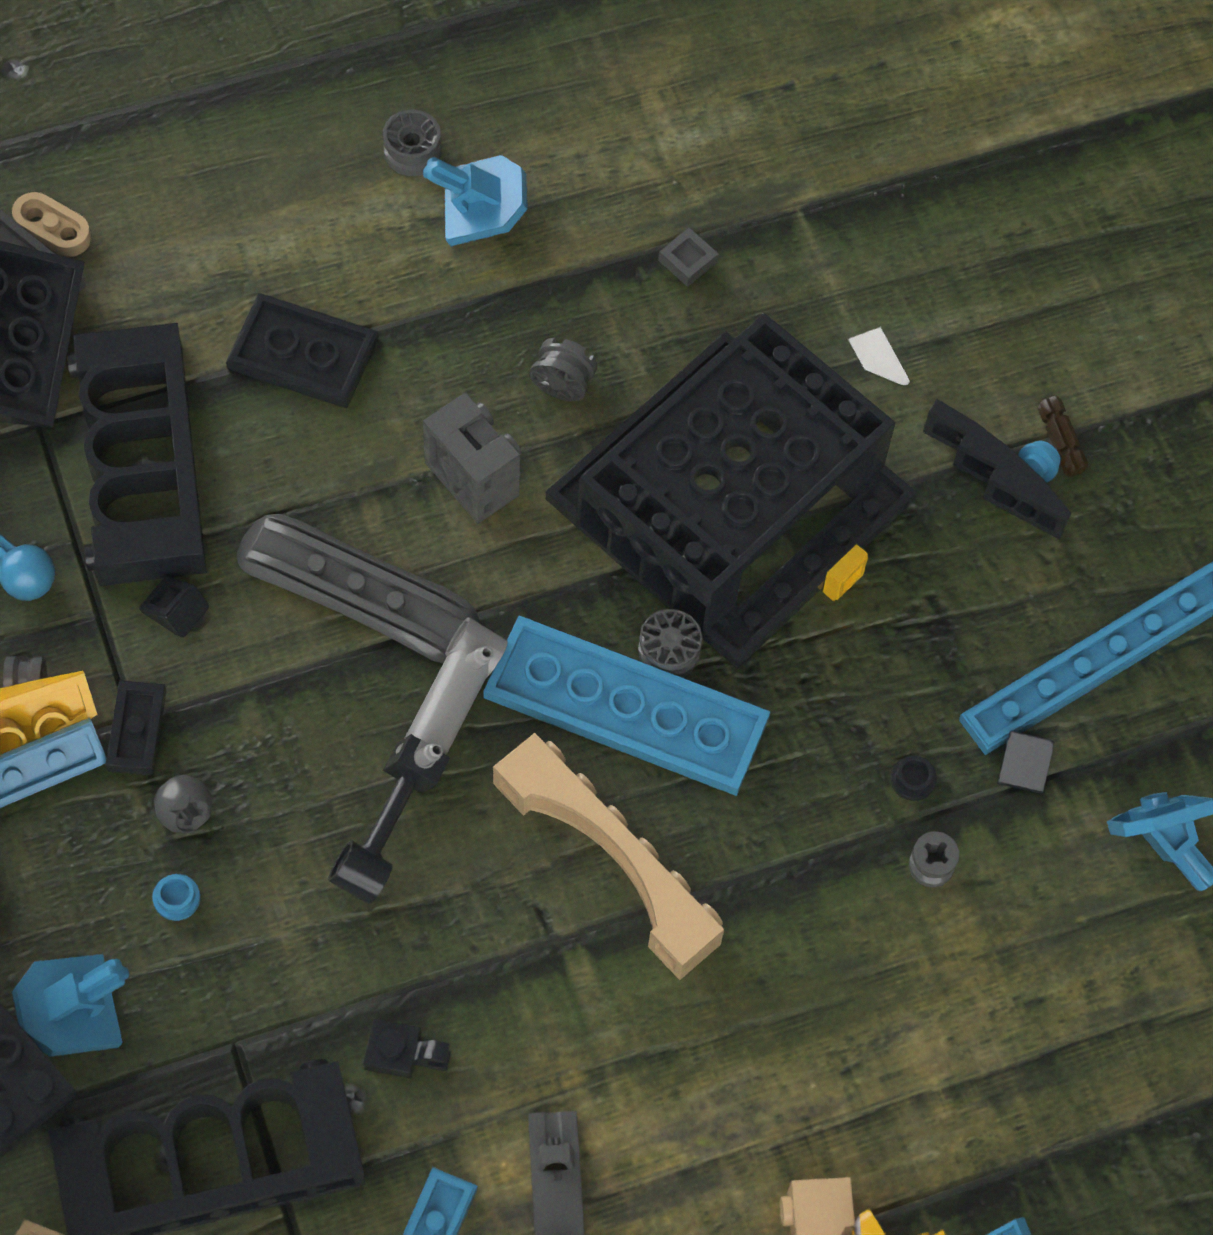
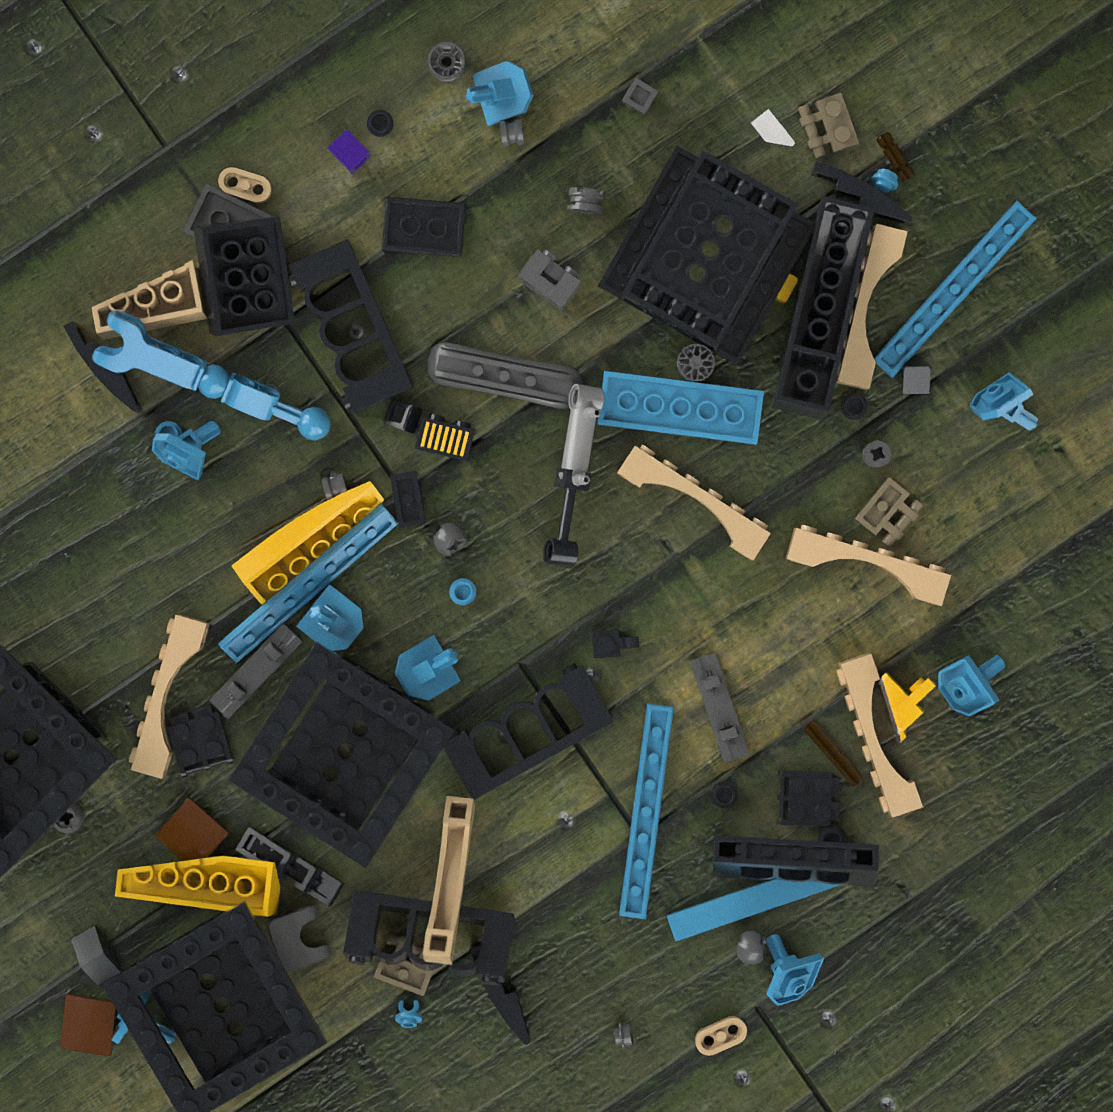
camera: 15 degrees left, 25 degrees up
(224, 218) = (349, 151): none -> dark purple panel
(229, 650) = (445, 438): none -> black brick
(285, 196) = (380, 123): none -> black plate
(478, 254) = (511, 133): none -> dark grey wheel
(794, 983) = (921, 582): none -> tan arch
(895, 605) = (822, 308): none -> black slope
(925, 945) = (881, 508): none -> dark tan plate
(936, 704) = (857, 362): none -> tan arch
(979, 364) = (836, 123): none -> dark tan plate

